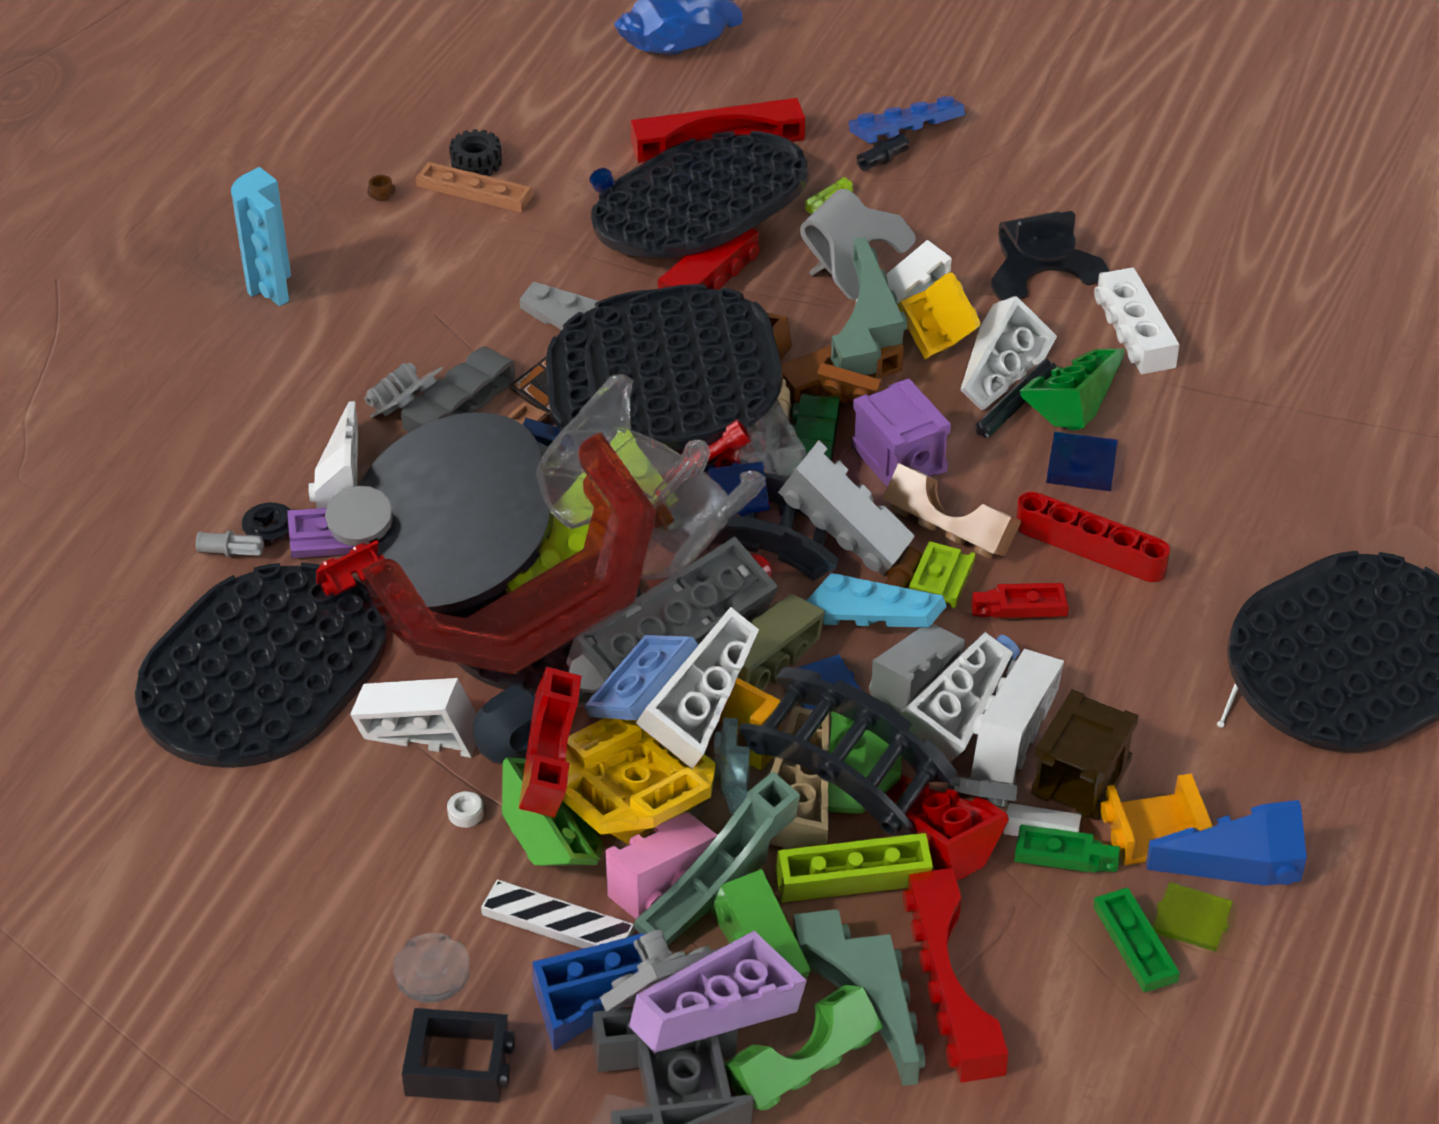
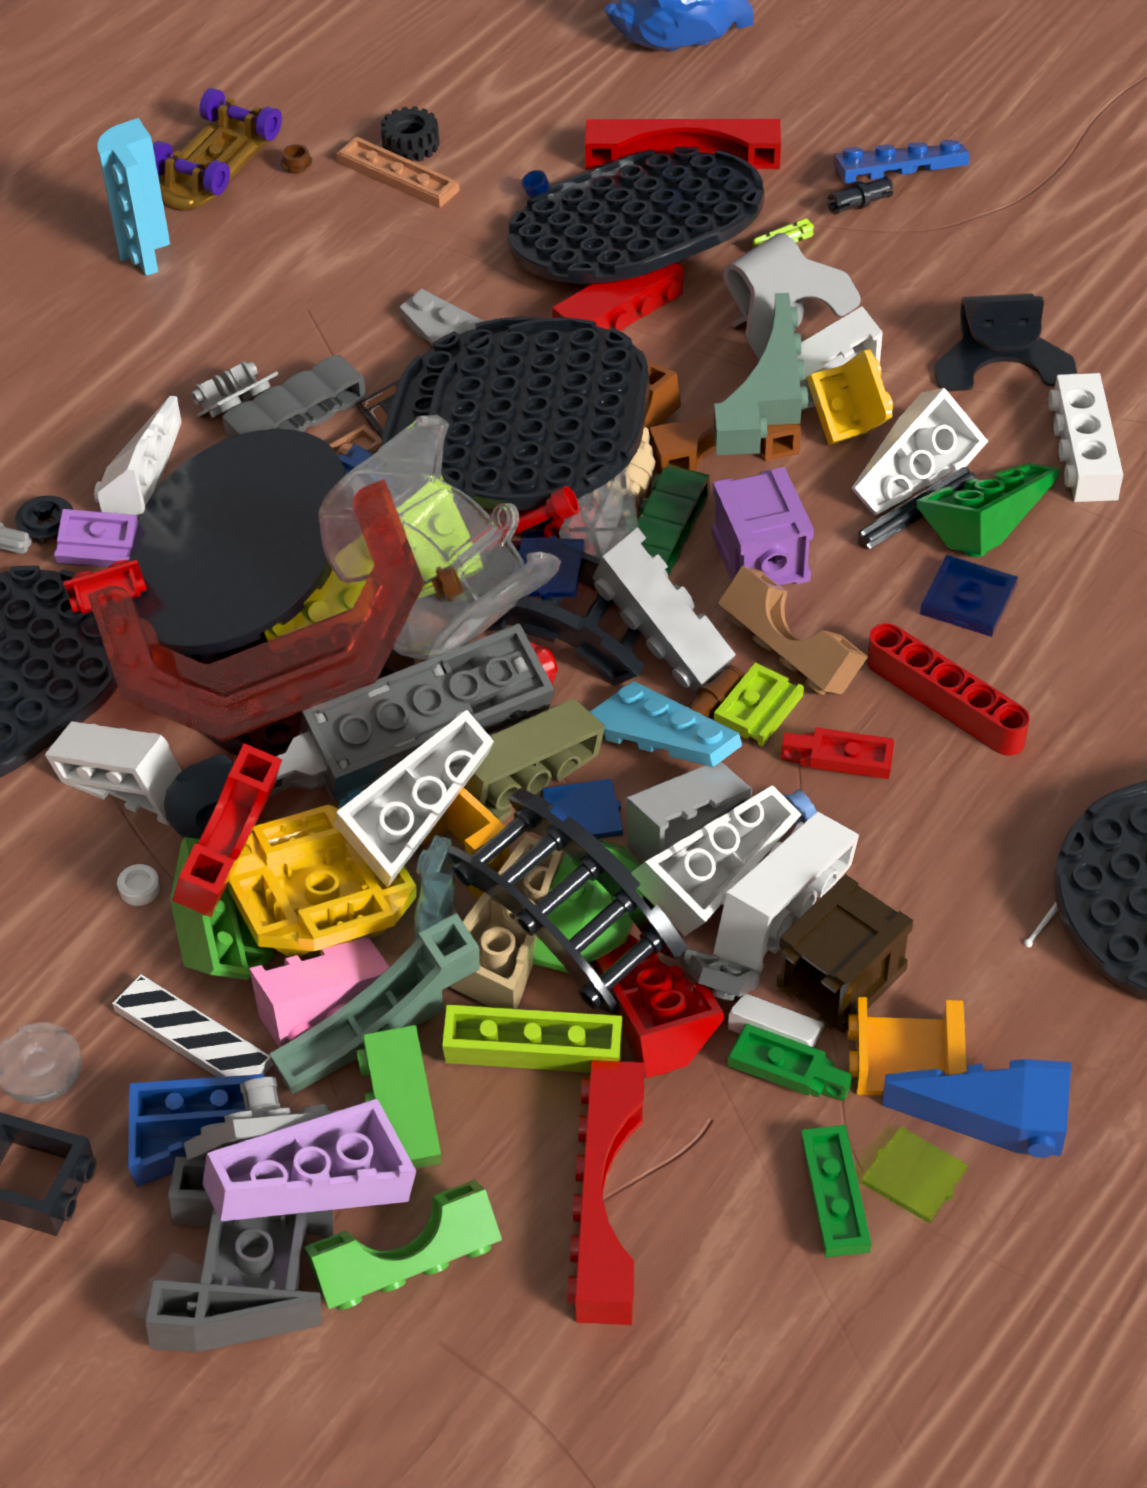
camera: 15 degrees right, 5 degrees up
(312, 186) = (215, 153): none -> pearl gold piece
(358, 515) = (135, 527): light grey tile -> none
(640, 677) = (353, 770): medium blue tile -> none
(846, 383) = (717, 461): dark orange plate -> none
(869, 964) = (510, 1168): sand green arch -> none

